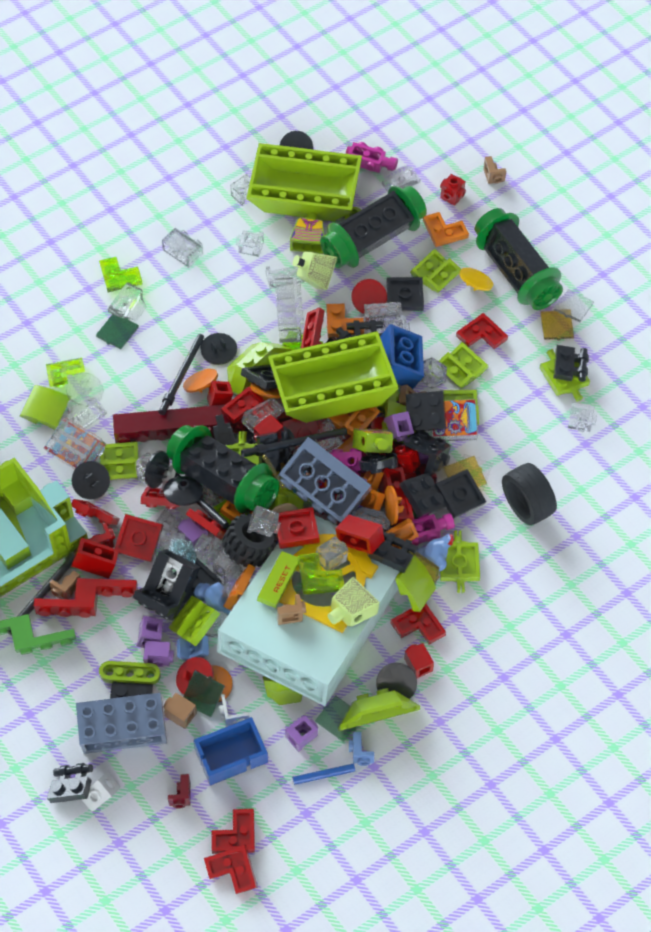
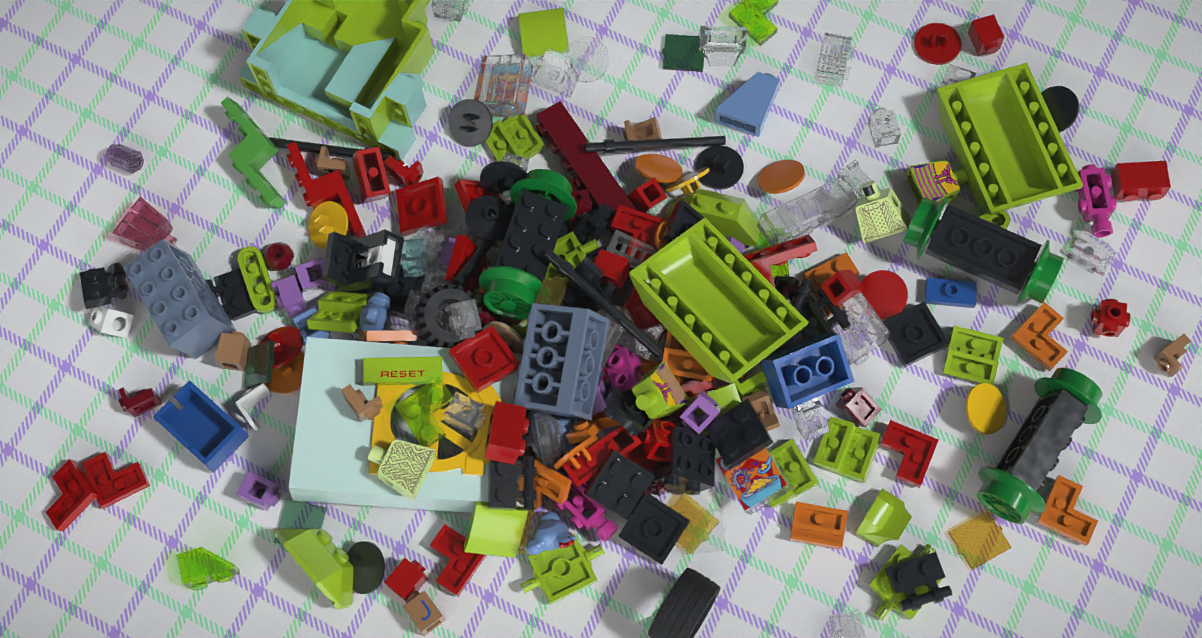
camera: 70 degrees right, 10 degrees up
(38, 736) = (143, 227): none -> clear pink torso
(58, 371) = (596, 21): clear neon green plate -> none
(88, 509) = (434, 143): red plate -> none
(112, 648) = (281, 262): none -> dark red plate
(115, 606) = (326, 219): none -> yellow piece
(166, 378) = (642, 131): none -> medium nougat bracket
(186, 307) = (749, 104): none -> medium blue slope
(205, 188) = (937, 43): none -> red piece
(219, 158) = (986, 35): none -> red brick
(222, 364) = (691, 178): none -> yellow piece
(251, 313) = (781, 176): none -> orange piece
(323, 774) = (224, 539): blue bar -> none
(339, 792) = (202, 567): none -> clear neon green slope
(356, 311) = (842, 286): none -> red brick
(360, 757) = (266, 558): medium blue bracket -> none
(371, 129) = (1140, 180): none -> red brick
(386, 263) = (950, 292): none -> blue plate
(436, 344) = (858, 405): none -> bracket
(448, 658) = (423, 612): none -> medium nougat brick
(504, 403) = (818, 525): none -> orange plate
(519, 366) = (884, 519): none -> lime slope
(570, 272) = (1062, 516): none -> orange plate
(573, 305) = (1021, 548): clear piece -> none

